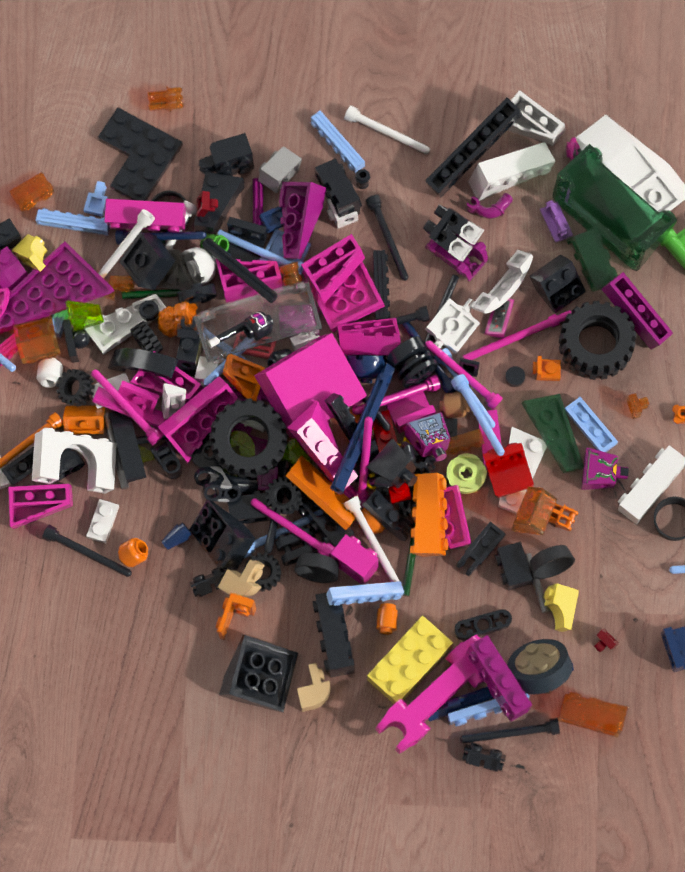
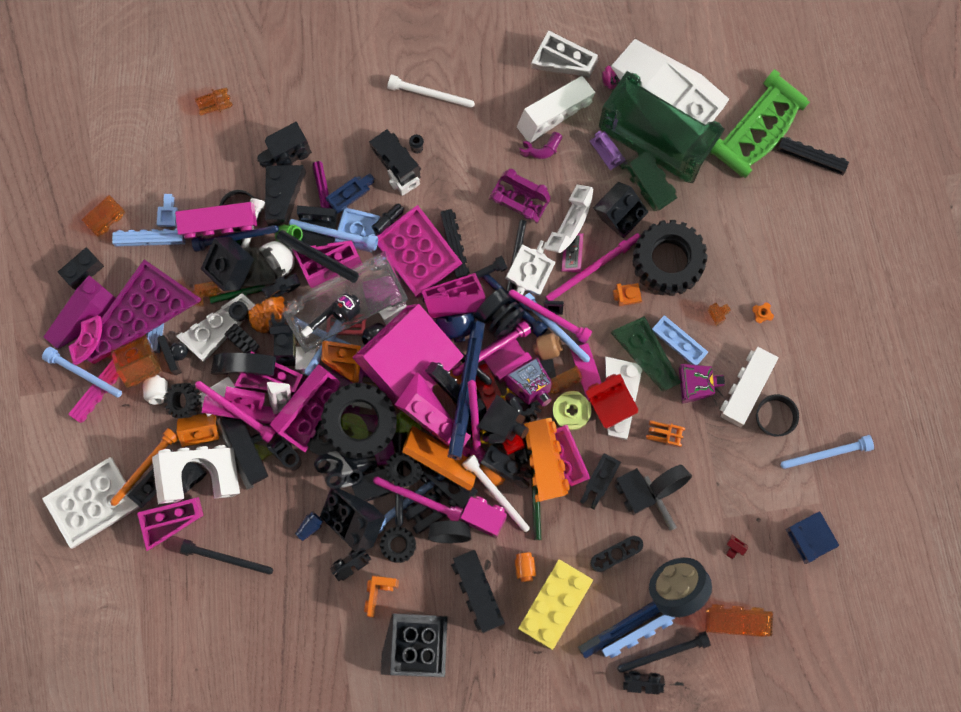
camera: 10 degrees left, 5 degrees up
(31, 252) = (114, 275): light yellow arch -> none
(84, 314) = (176, 327): clear neon green slope -> none
(102, 521) = (235, 525): white plate -> none
(133, 552) = (270, 551): orange head -> none
(144, 219) = (216, 225): white piece -> none
(148, 153) = (207, 155): black plate -> none
(205, 204) = (271, 198): dark red tile -> none
(243, 583) = (382, 562): tan brick -> none
(279, 169) = (335, 149): light grey brick -> none
(290, 273) = (367, 250): clear orange wheel -> none
(301, 208) = (364, 186): magenta wedge -> none
(314, 695) = (473, 654): tan brick -> none
(318, 247) = (387, 218): none -> black axle
(333, 266) = (406, 235): dark pink wedge -> none
(337, 141) = (383, 110): light blue piece -> none
(364, 593) = (499, 548): light blue piece -> none
(374, 204) = (432, 165): black piece -> none
(412, 717) = (568, 662): dark pink piece -> none
(447, 229) = (507, 181): black hips -> none
(461, 385) = (550, 326): light blue piece -> none
(474, 147) = (516, 93): black brick -> none
(498, 678) = (644, 608): magenta brick -> none
(515, 376) = (598, 307): black tile -> none
(534, 511) = (644, 436): clear orange slope -> none
(562, 603) = (689, 520): light yellow arch -> none
(645, 319) = (713, 231): magenta brick -> none

